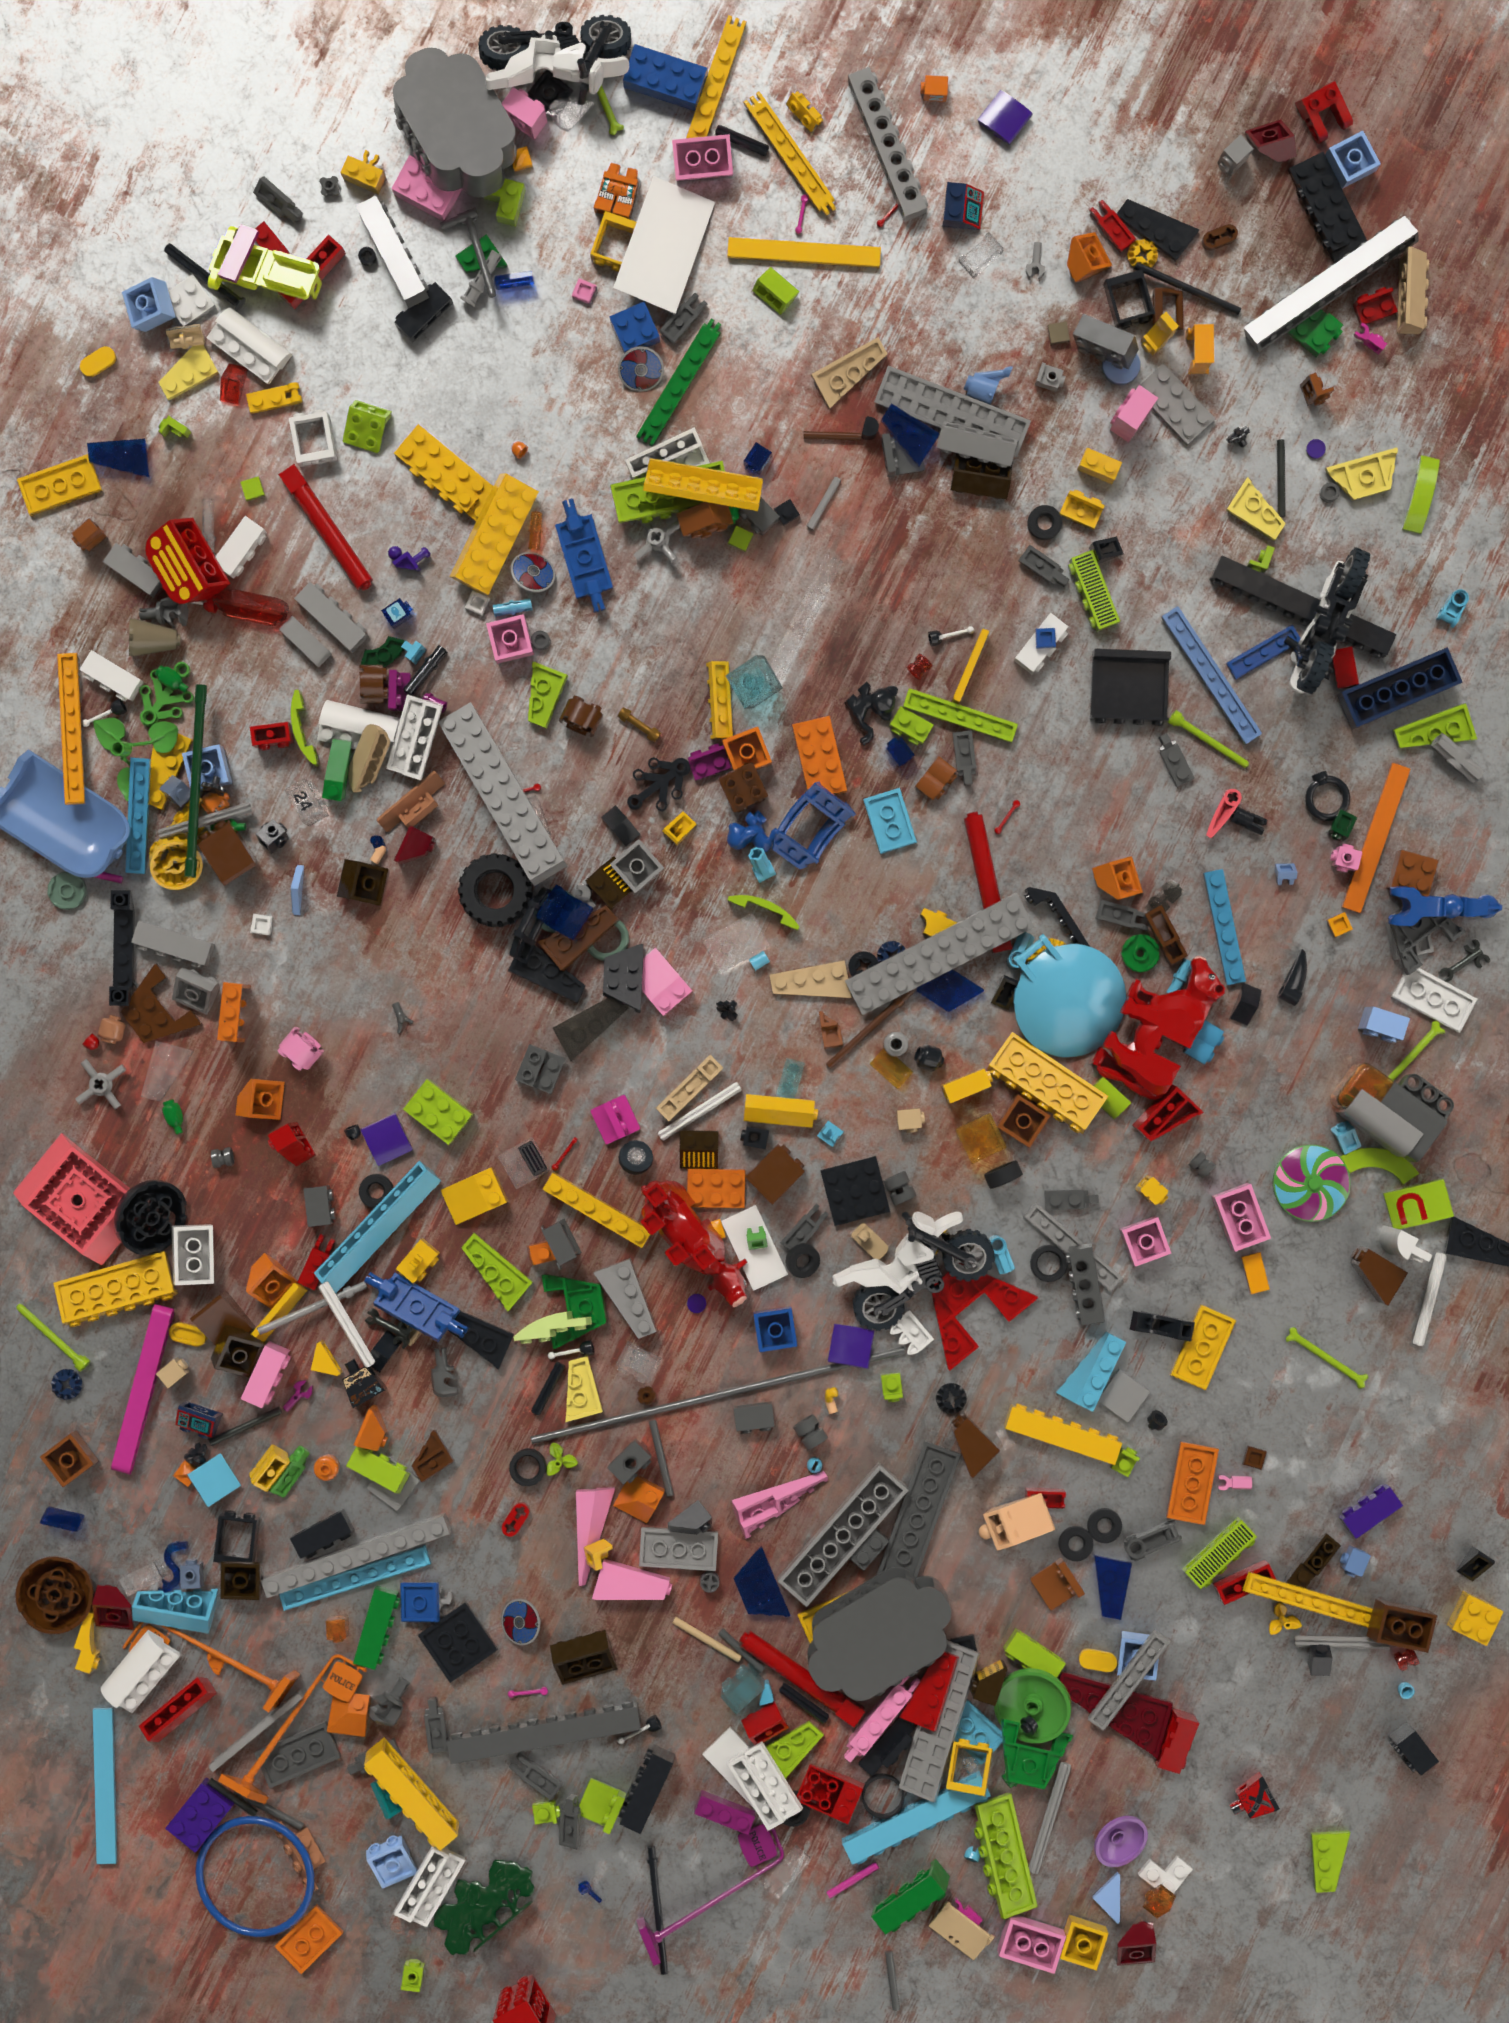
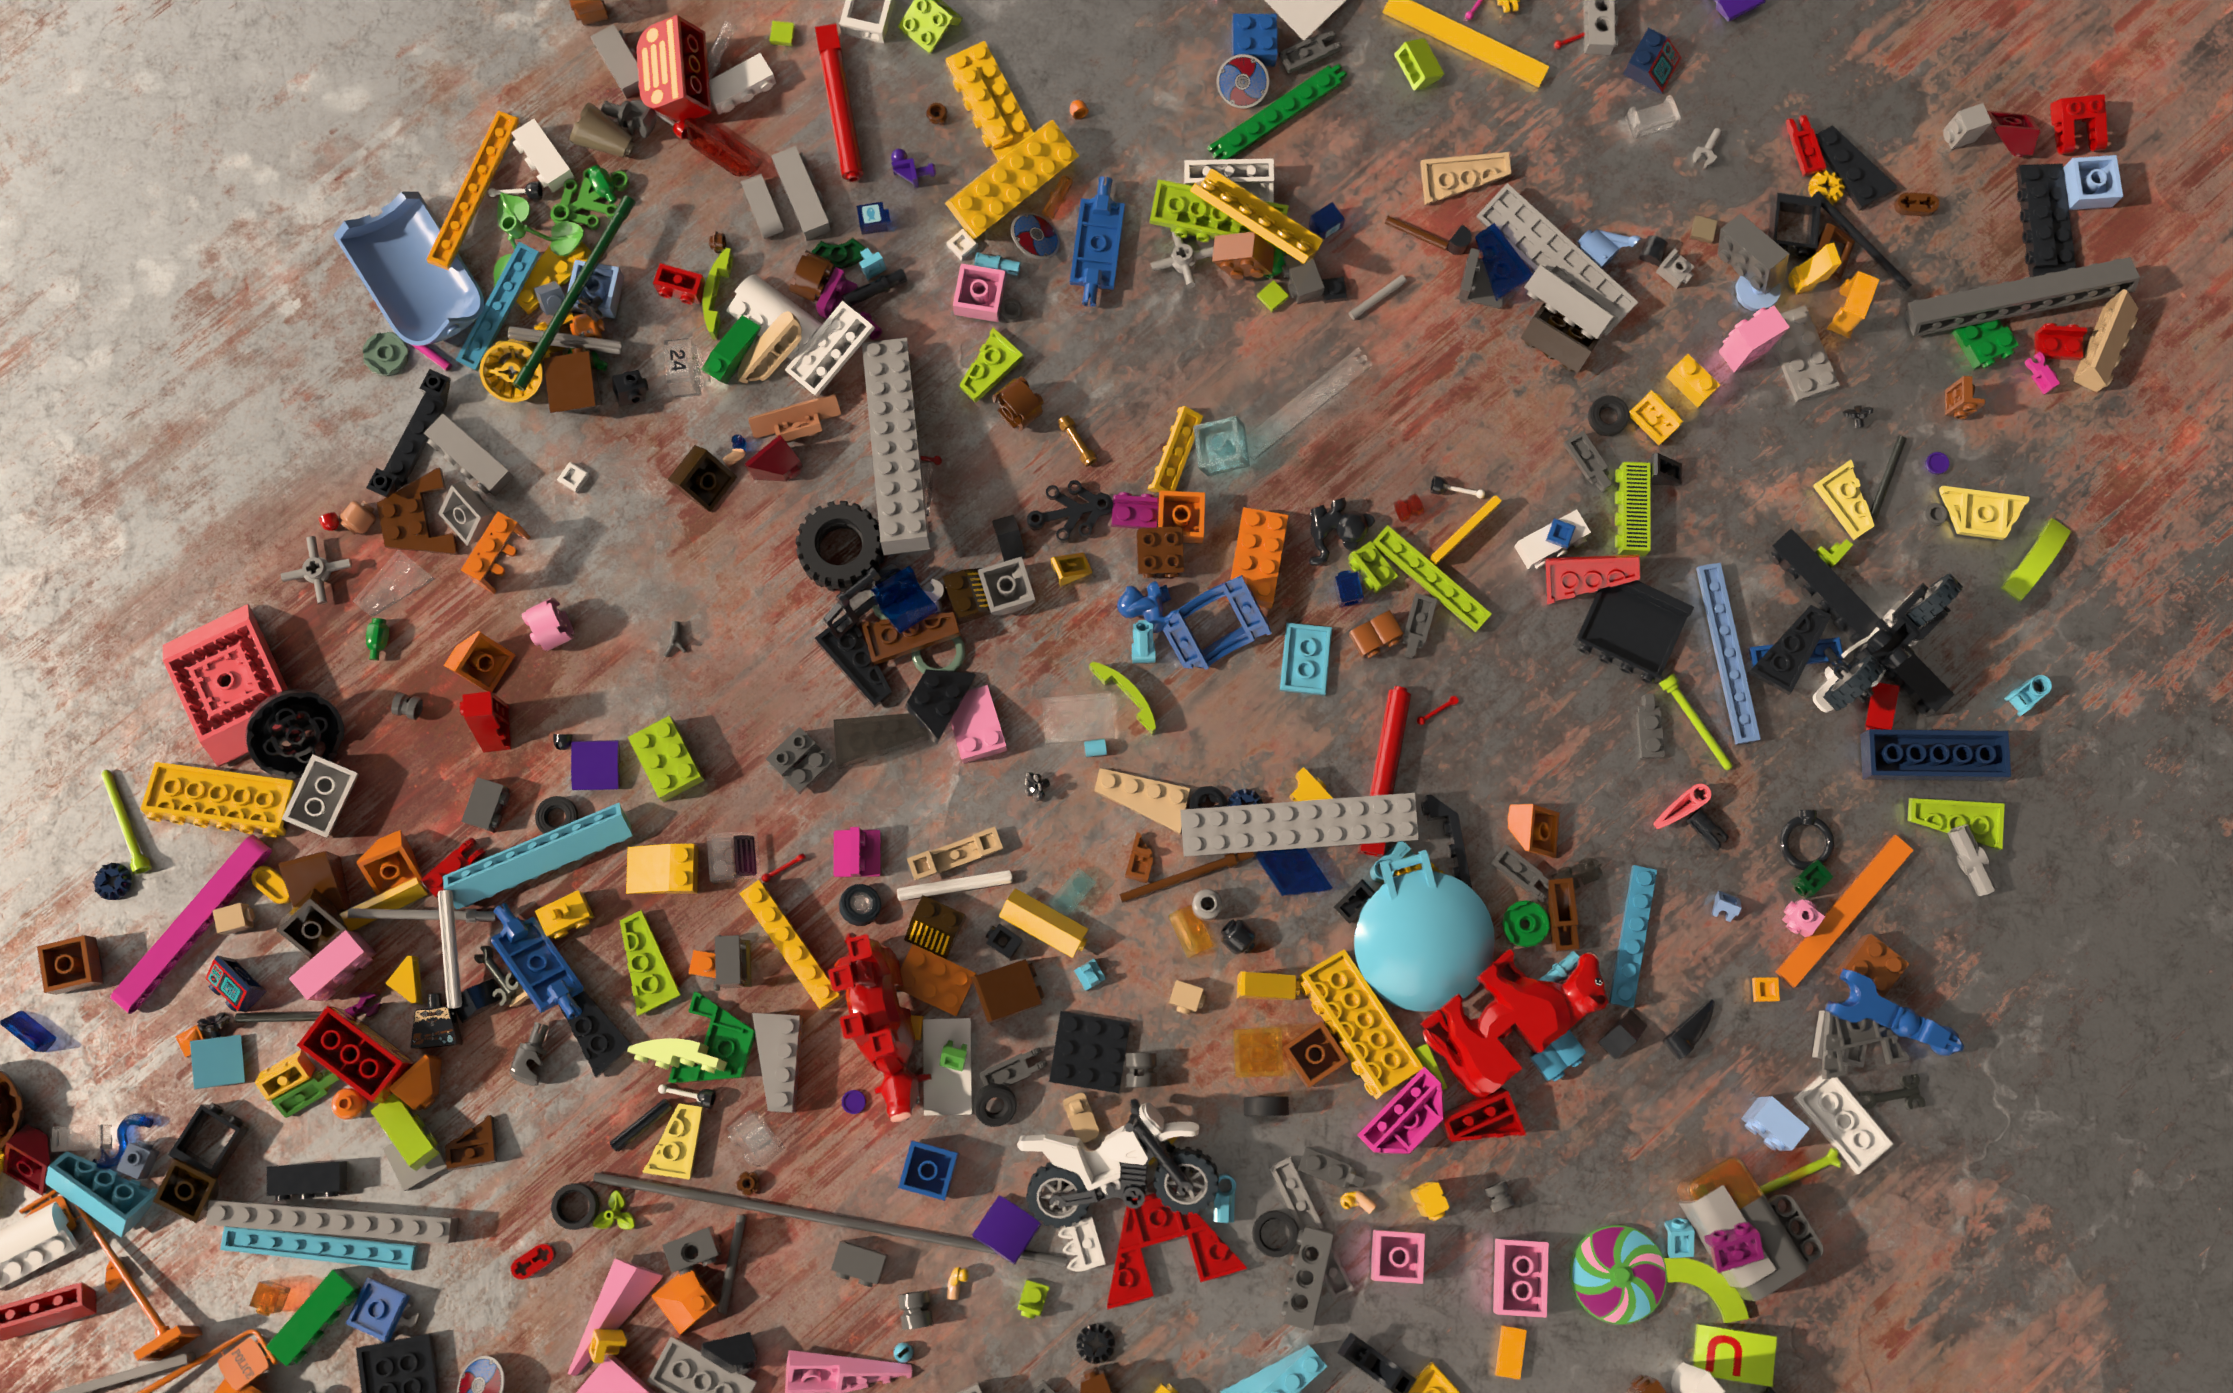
camera: 25 degrees right, 10 degrees down
(284, 686) = (717, 242): none -> reddish brown plate
(296, 889) = (627, 456): light blue tile -> none
(316, 1430) = (355, 1053): none -> red brick
(408, 507) = (936, 108): none -> reddish brown plate
(1026, 368) = (1653, 250): none -> black brick
(1074, 664) = (1580, 575): none -> wing
(1087, 257) = (1765, 165): orange slope -> none
(1098, 1211) = (1357, 1198): none -> arm
(1110, 1138) = (1407, 1117): none -> dark pink wedge
(1259, 656) = (1789, 655): none -> black wing
(1387, 1130) = (1734, 1247): none -> magenta bracket

